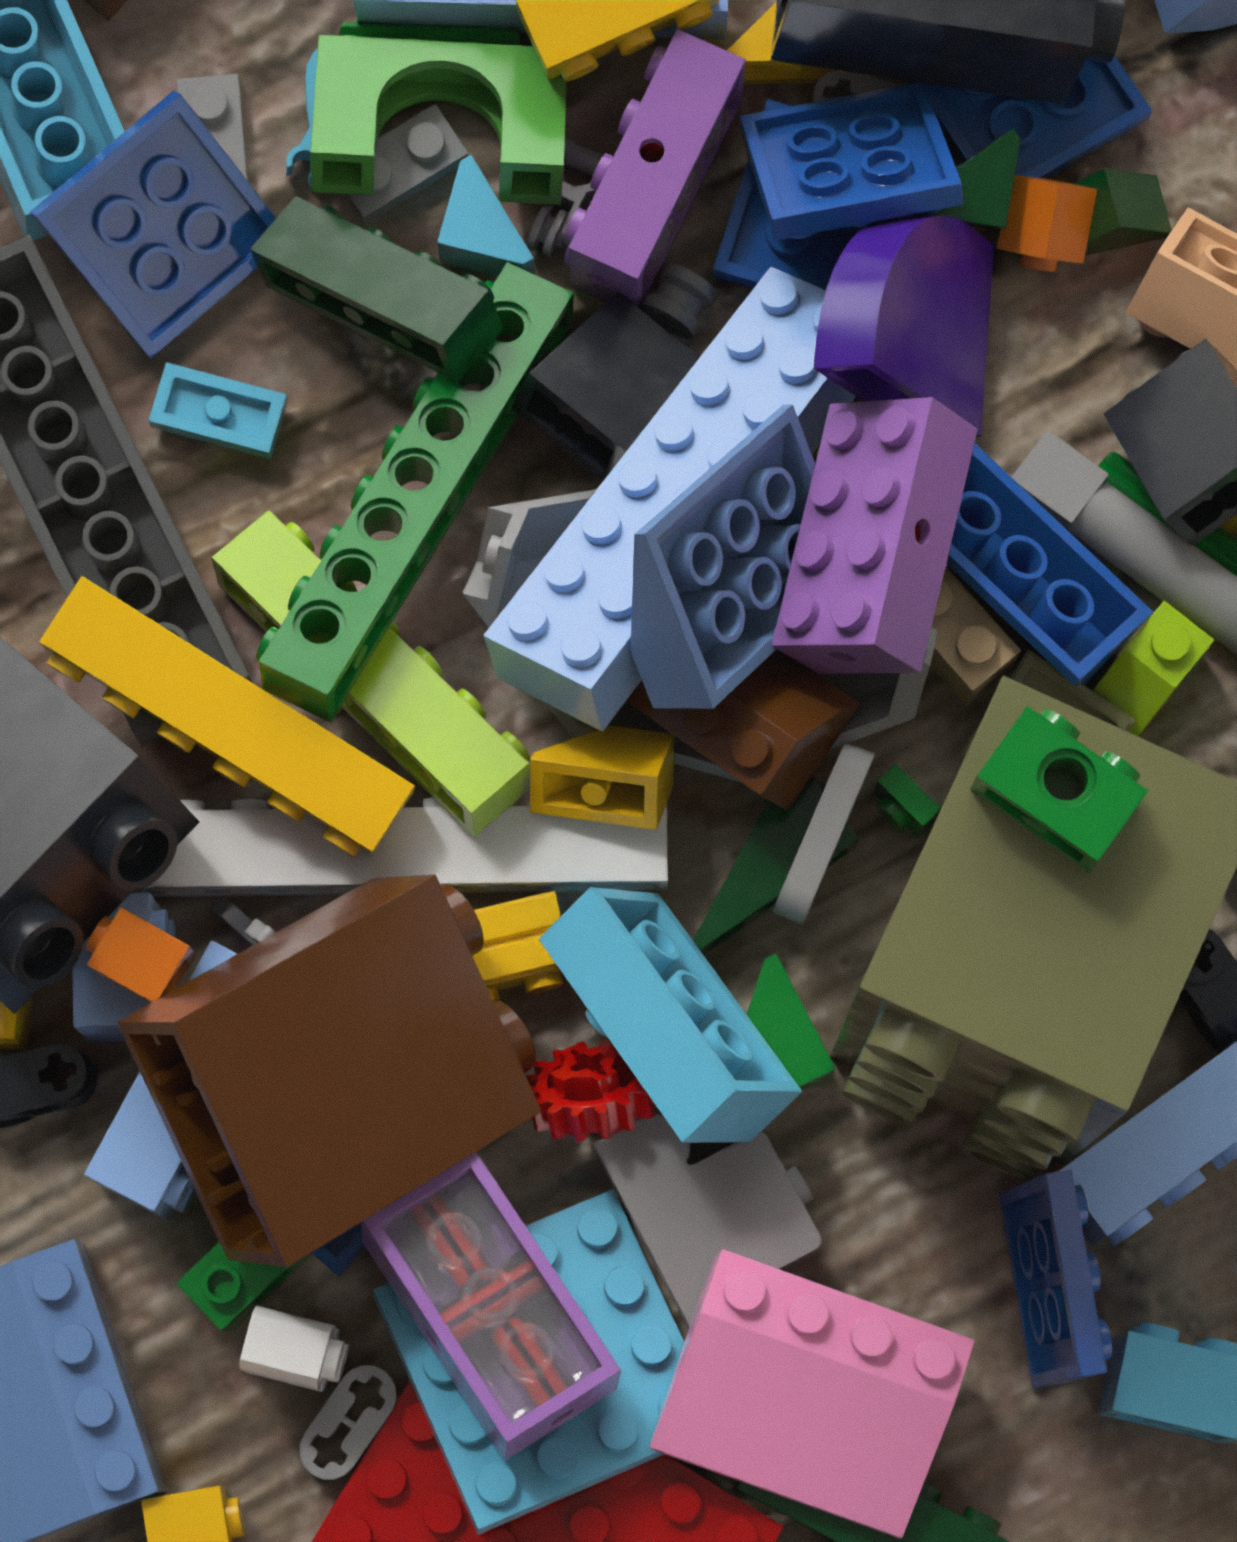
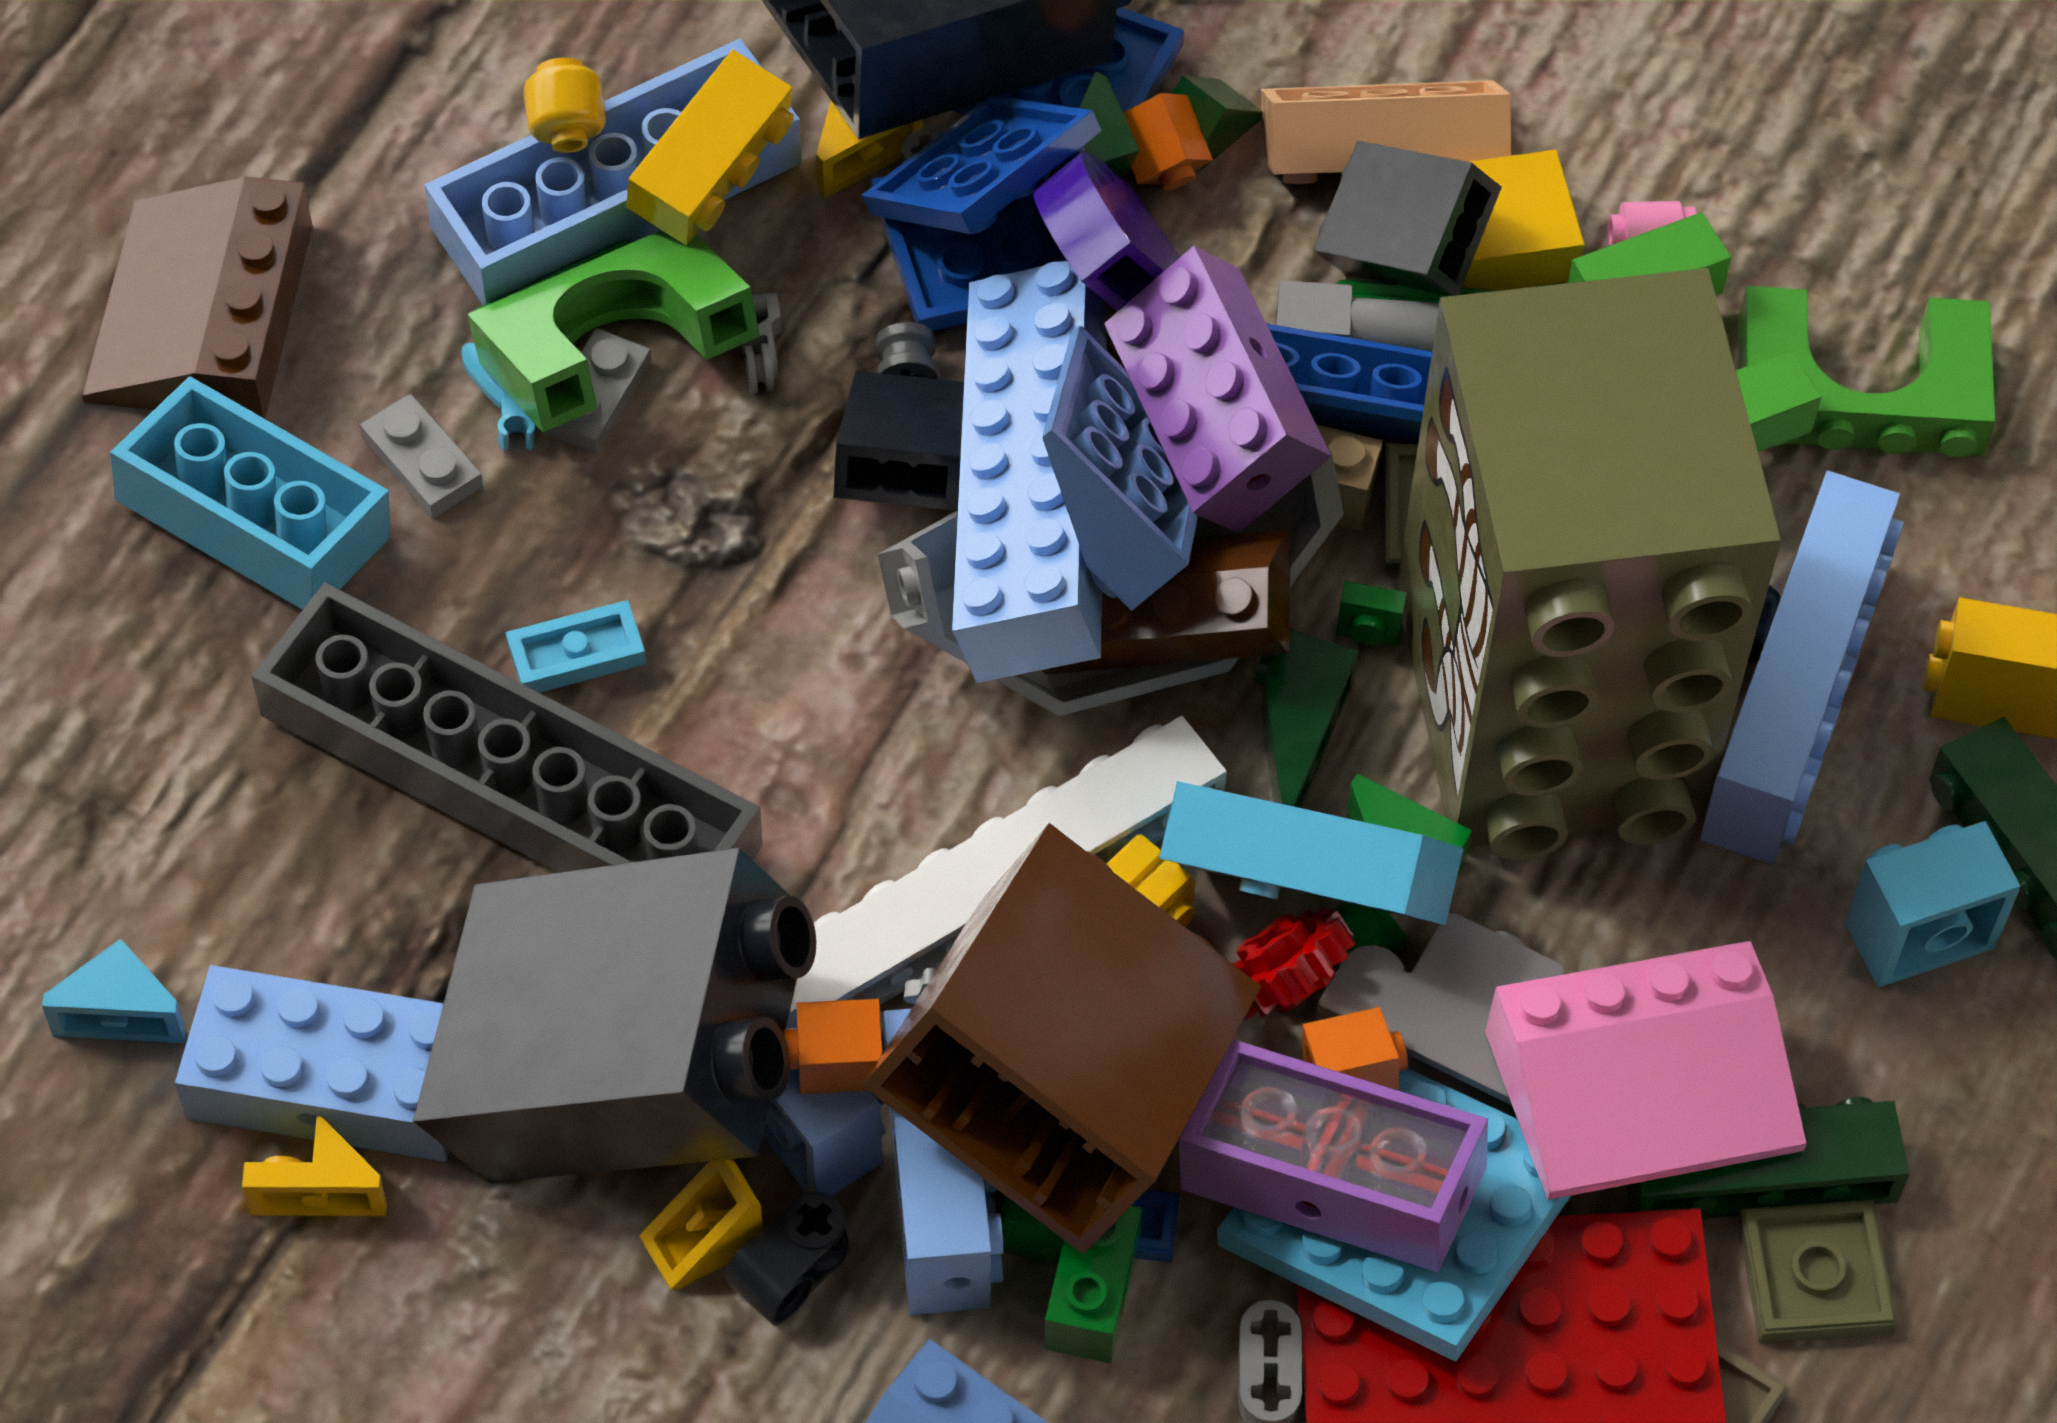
camera: 35 degrees left, 20 degrees down
(158, 224) = (431, 522): blue plate -> none
(227, 717) = (793, 833): yellow brick -> none
(293, 1349) = (1185, 1316): white brick -> none
(323, 674) = (801, 597): green brick -> none
(378, 288) = (654, 466): dark green brick -> none
(400, 691) = (864, 754): lime brick -> none
(477, 228) = (707, 395): medium azure slope -> none
(580, 1219) = (1356, 1046): none -> orange brick
(605, 777) = (1119, 715): yellow slope -> none
(656, 169) = (819, 266): medium lavender brick -> none
(823, 833) = (1331, 653): light grey beam -> none
(1055, 1280) = (1774, 871): blue plate -> none
(1075, 827) = (1578, 357): green brick -> none

